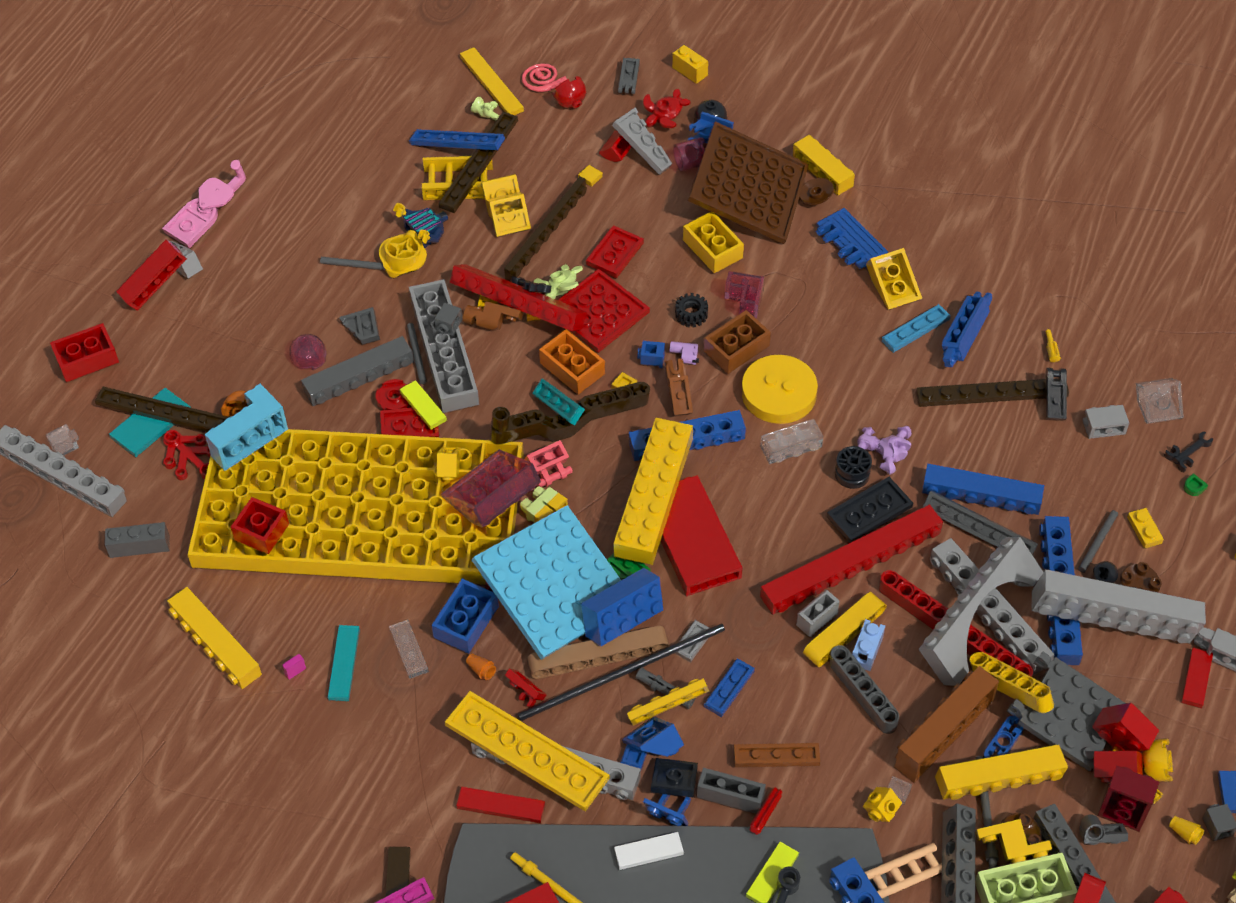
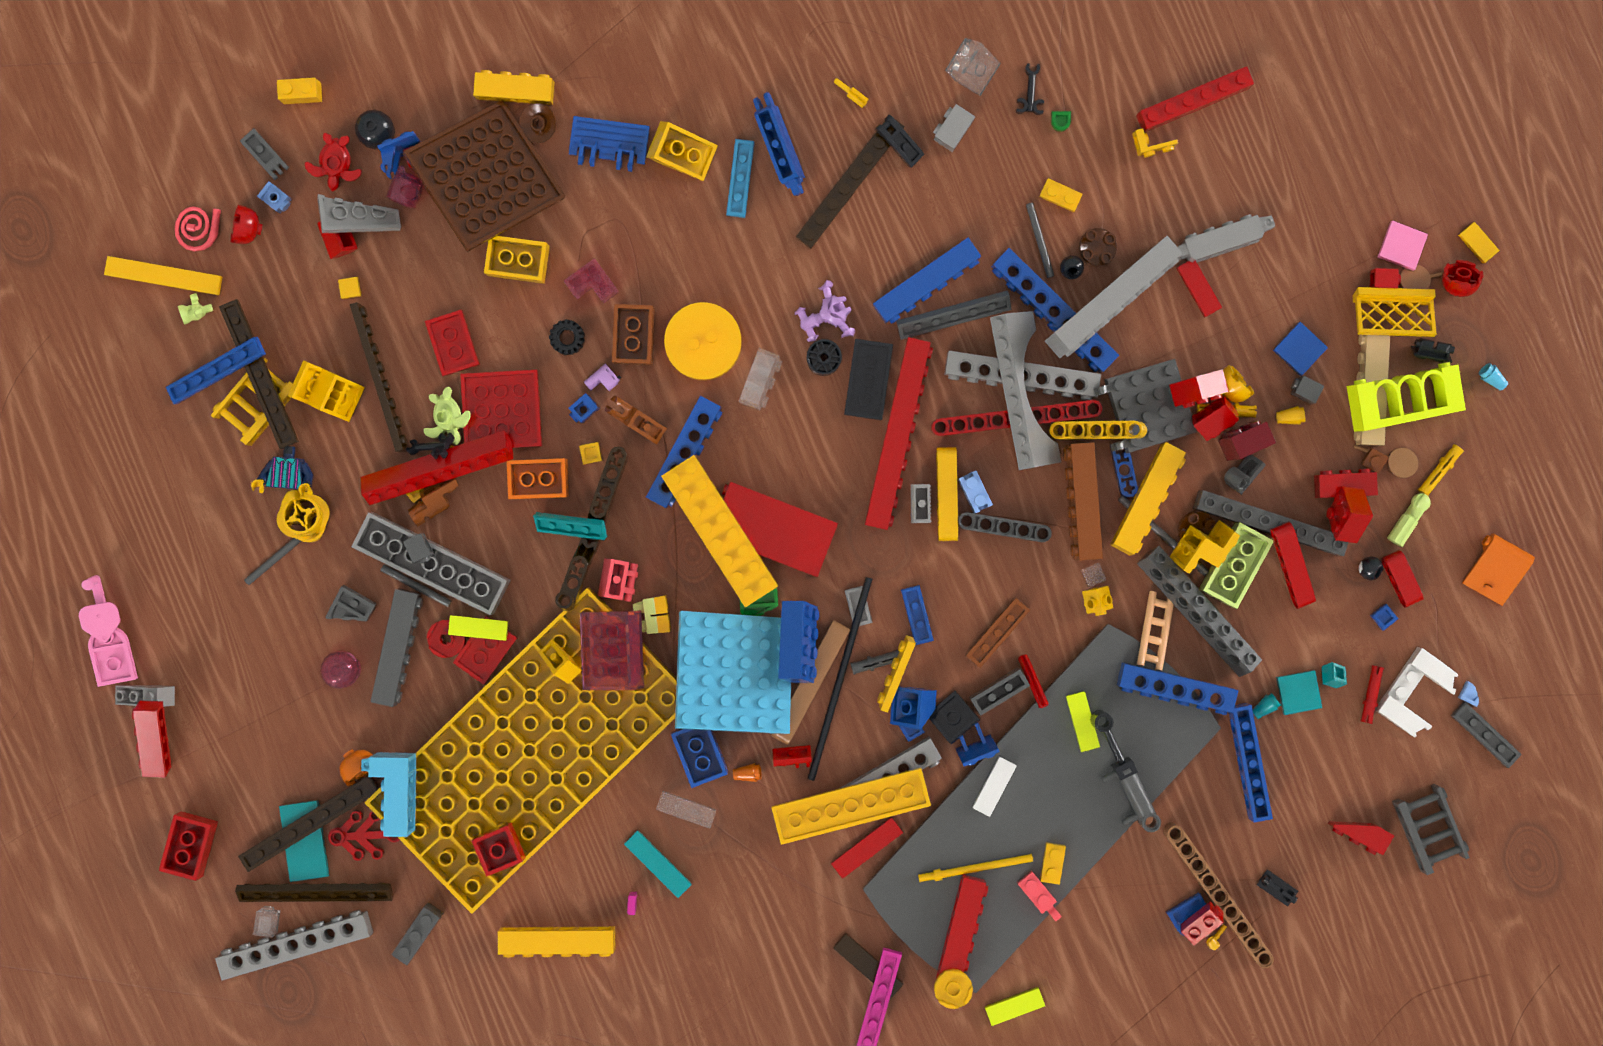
camera: 50 degrees left, 35 degrees up
(114, 454) = (314, 892): none -> dark brown plate
(606, 97) = (267, 194): none -> medium blue brick

